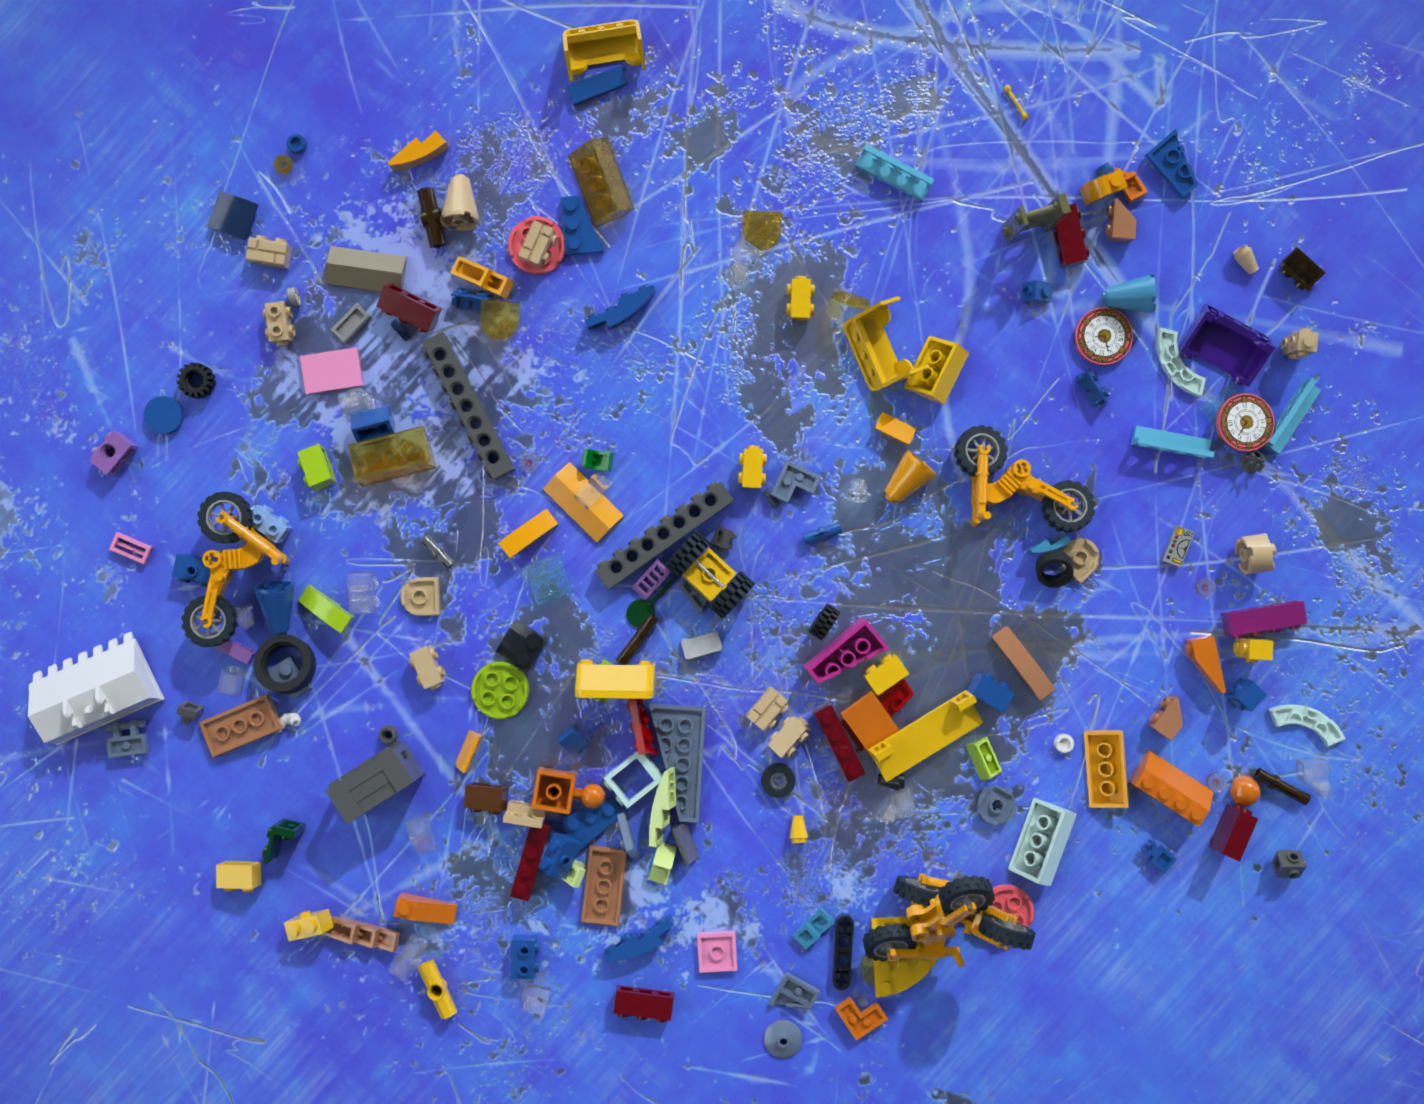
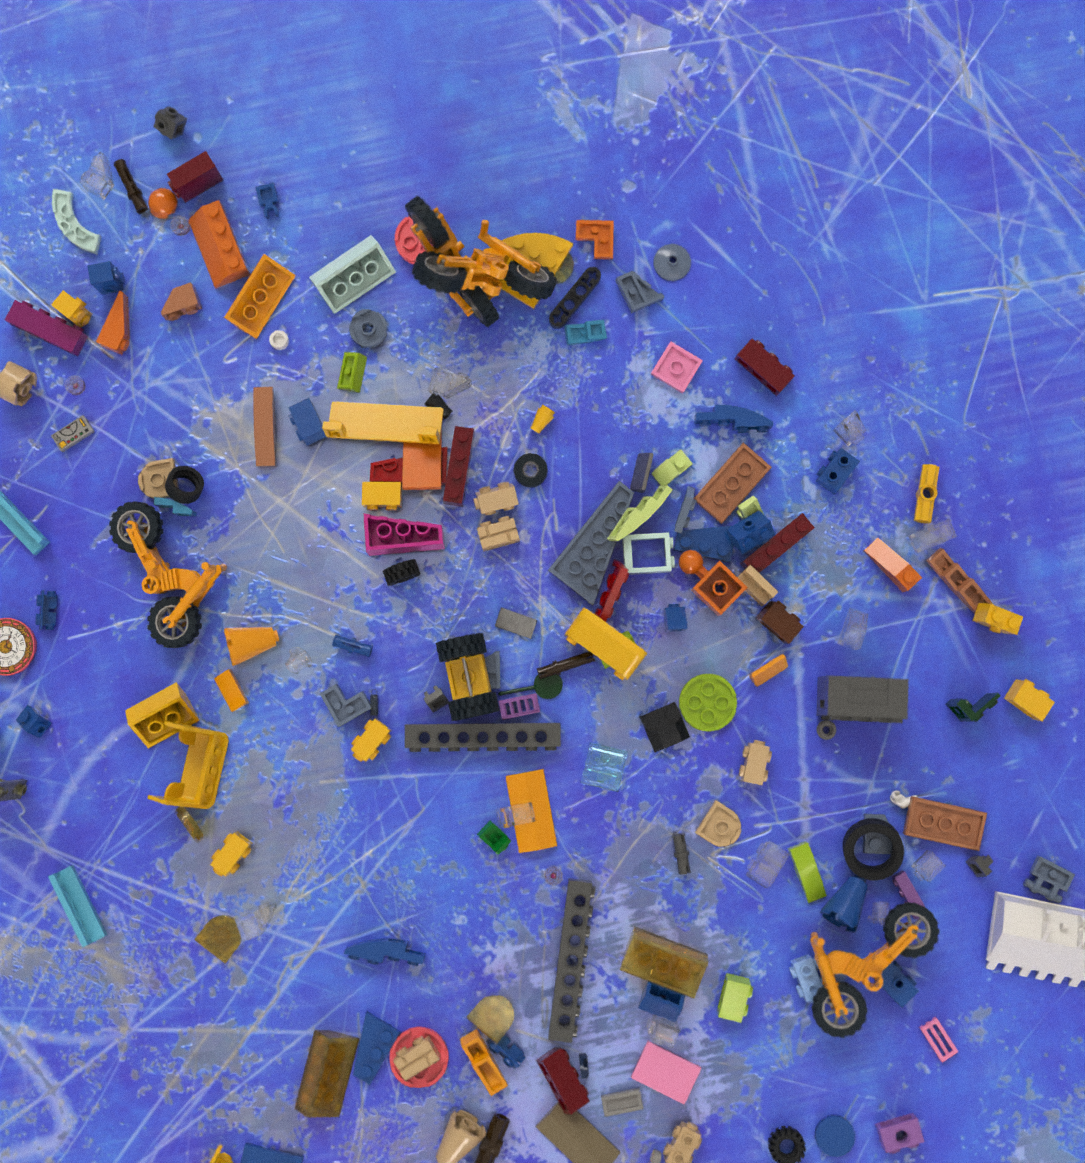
camera: 150 degrees left, 5 degrees down
(528, 533) = (594, 816): light orange slope -> none

